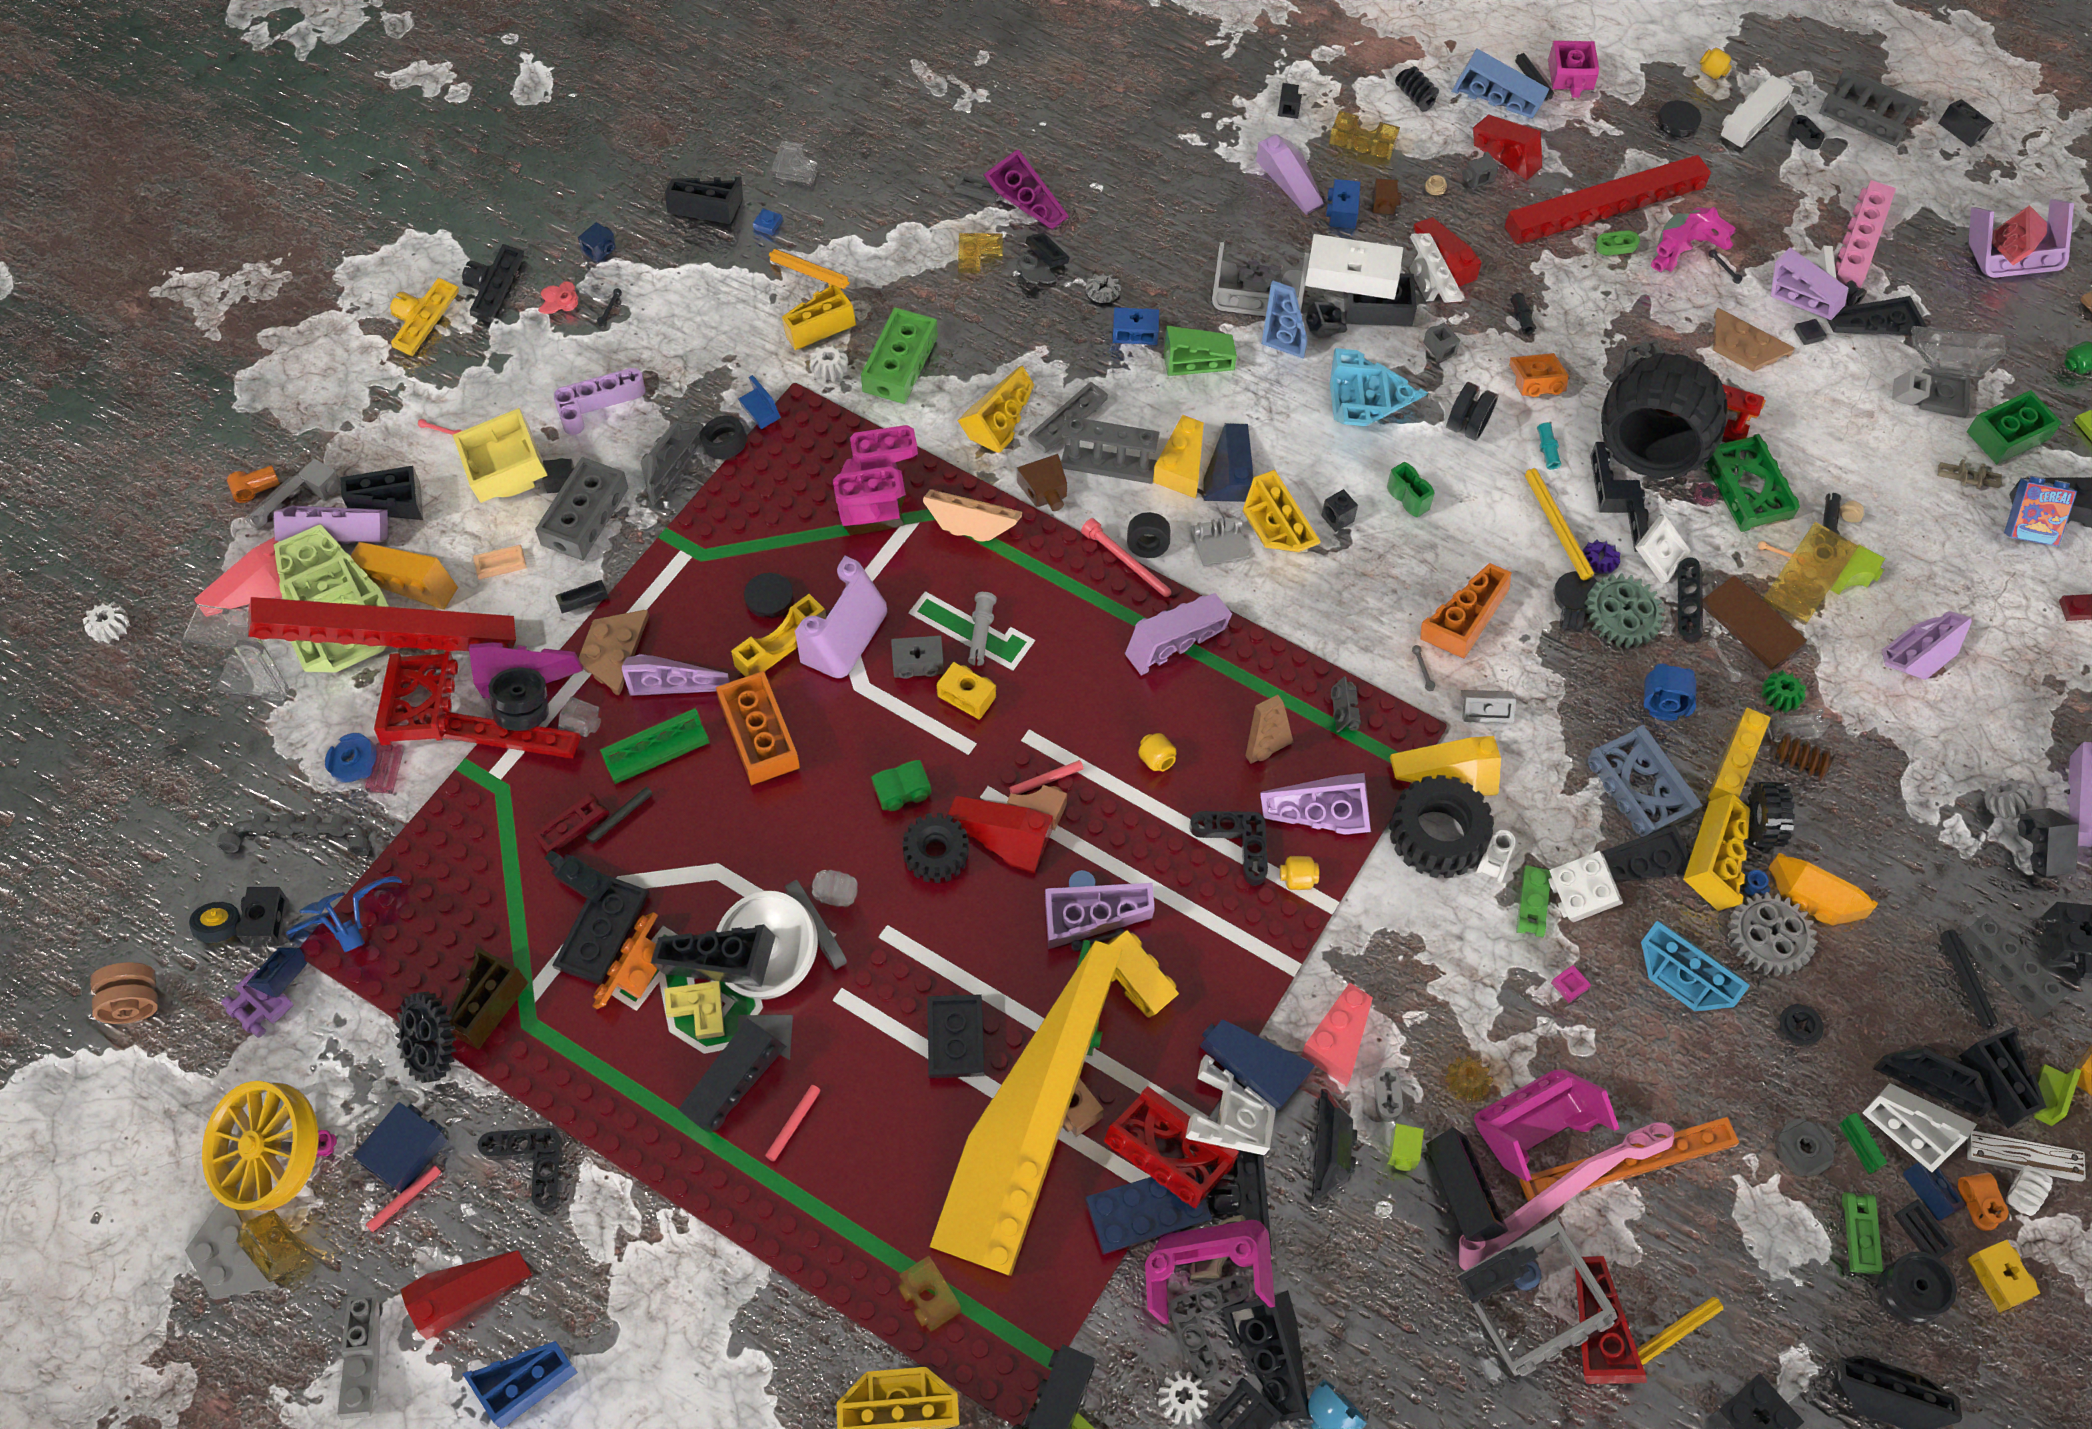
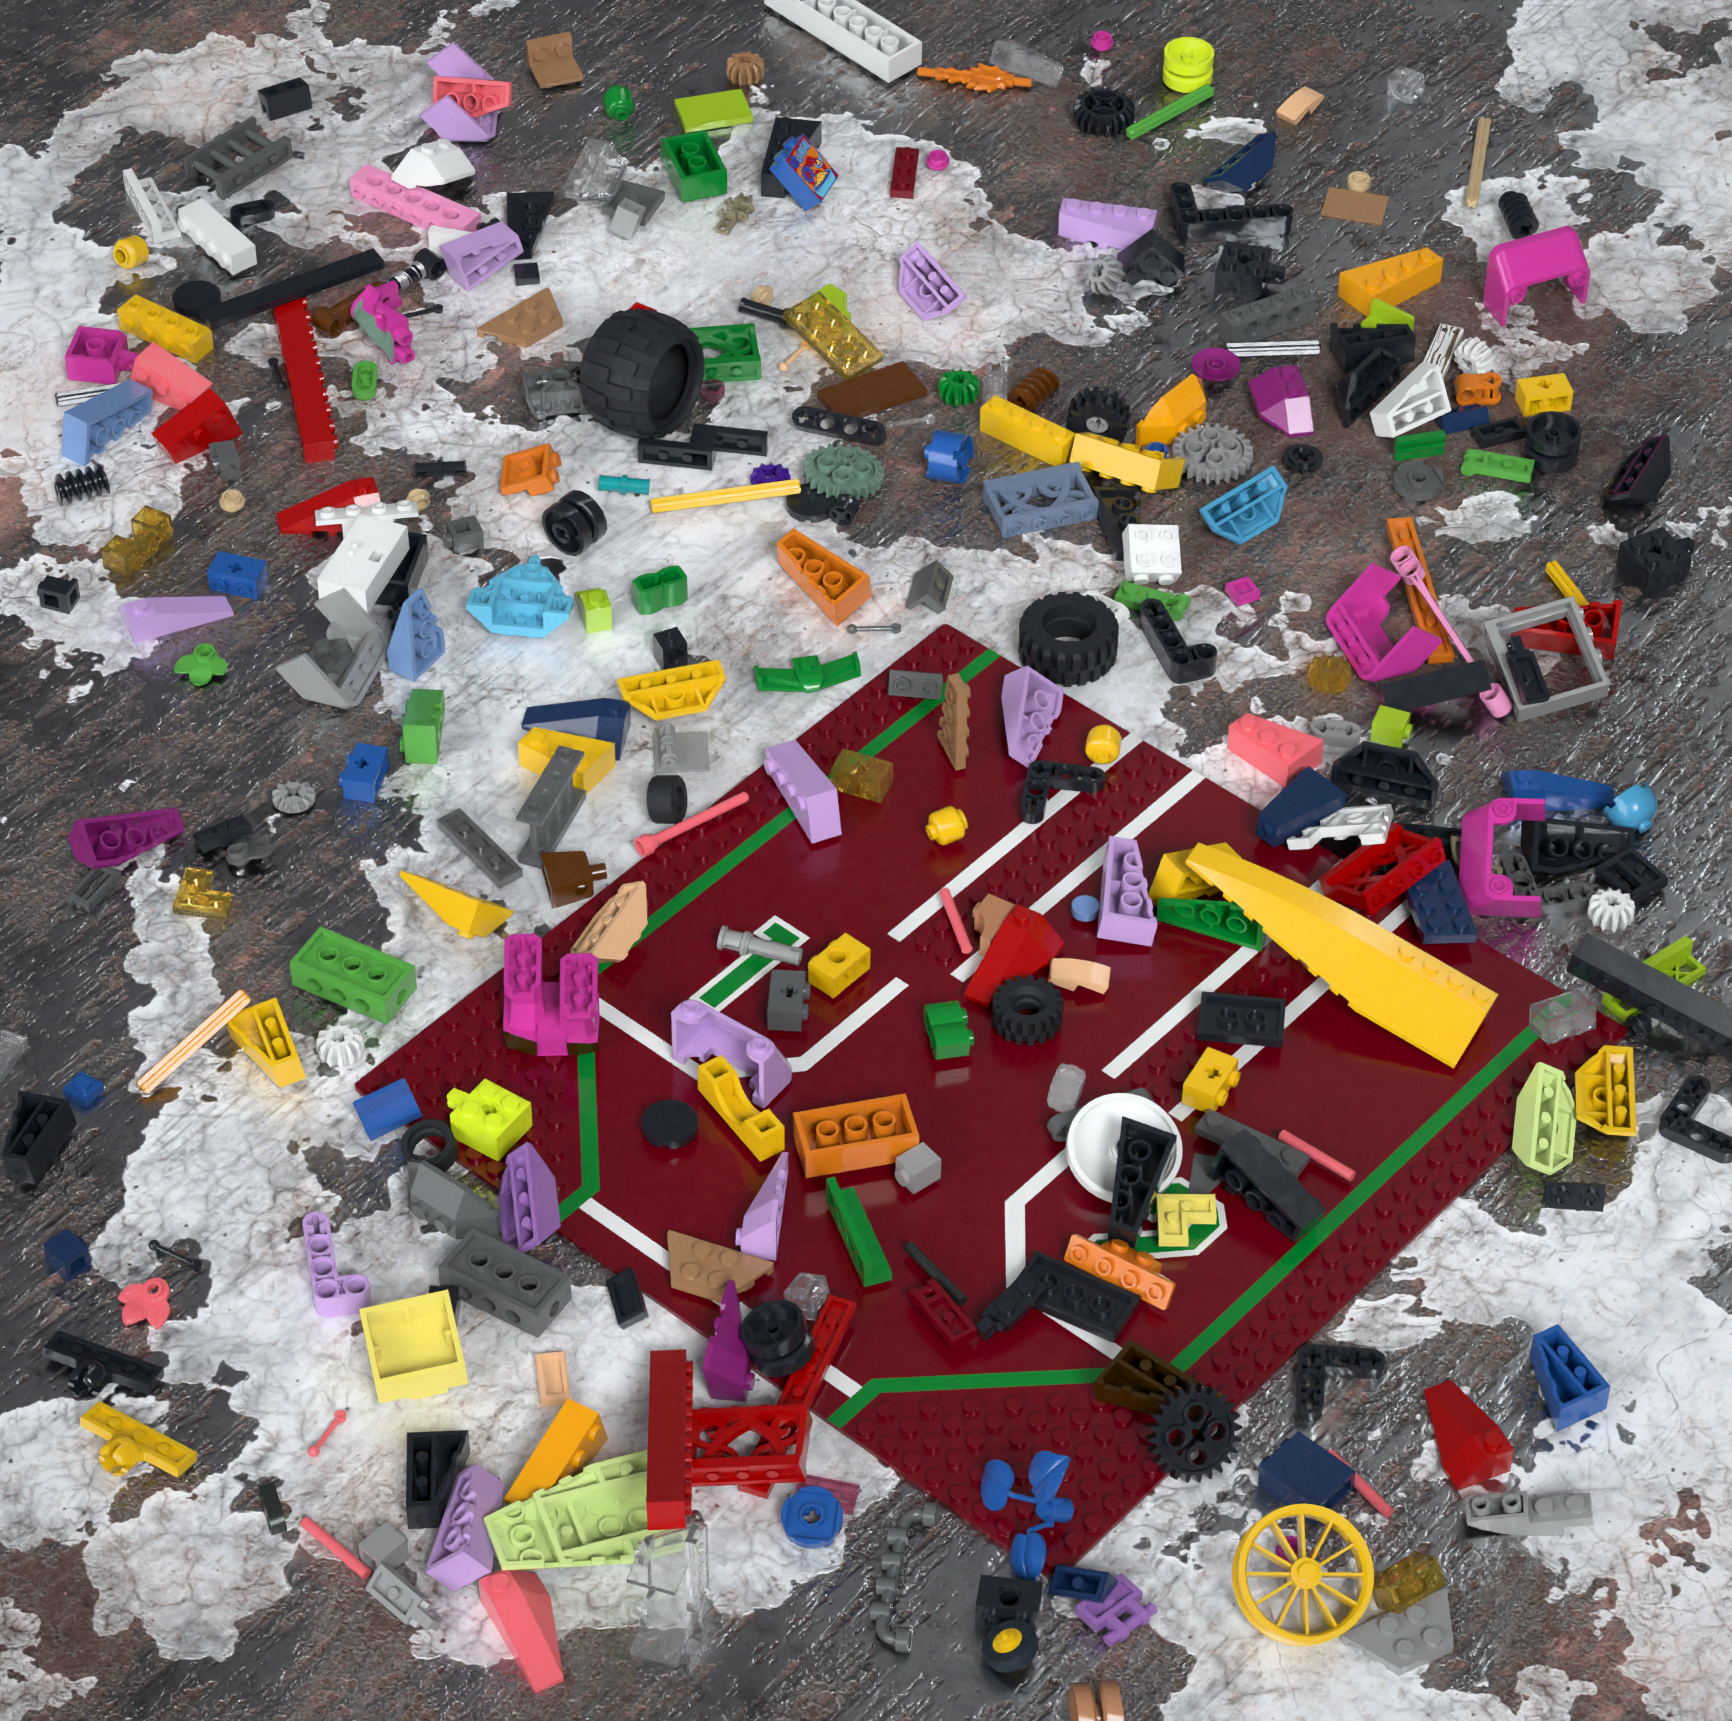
camera: 80 degrees left, 15 degrees down
(244, 485) = (369, 1628): orange piece -> none
(338, 445) = (335, 1547): none -> coral bar
(361, 406) = (272, 1508): none -> pearl dark grey beam
(658, 511) = (527, 1200): none -> medium lavender wedge
(732, 783) = (918, 1168): none -> light grey brick
(750, 467) = (489, 1118): none -> neon yellow hinge
(774, 1392) = (1574, 1196): none -> black hinge
(799, 1062) = (1220, 1129): none -> dark grey plate
(847, 1341) = (1545, 1121): none -> yellowish green wedge
(860, 1004) = (1210, 1080): none -> yellow brick
(926, 1276) = (1503, 1063): clear yellow brick -> none
(991, 887) = (1074, 972): none -> light nougat slope
(999, 1348) = (1562, 1016): none -> clear brick
(1208, 676) = (862, 775): none -> clear yellow brick
(1238, 203) = (201, 664): none -> bright green plate
(1345, 623) = (808, 674): none -> green plate
(1357, 1320) = (1558, 790): none -> blue wedge
(1377, 448) = (594, 609): none -> lime arch
(1386, 196) = (238, 539): reddish brown brick -> none
(1469, 759) = (998, 620): yellow wedge -> none
(1475, 923) = (1178, 660): none -> black beam
(1477, 304) = (420, 496): none -> tan plate
(1560, 113) = (168, 377): none -> coral wedge
(1627, 103) = (165, 328): none -> yellow brick
(1662, 549) = (779, 427): white tile -> none
(1685, 202) = (334, 319): none -> piece
(1702, 167) = (291, 289): none -> black tile
(1779, 59) = (146, 211): none -> white fence
(1885, 994) = (1283, 400): none -> magenta wedge
(1915, 234) = (433, 165): none -> white wedge
(1918, 914) = (1215, 364): none -> magenta dish

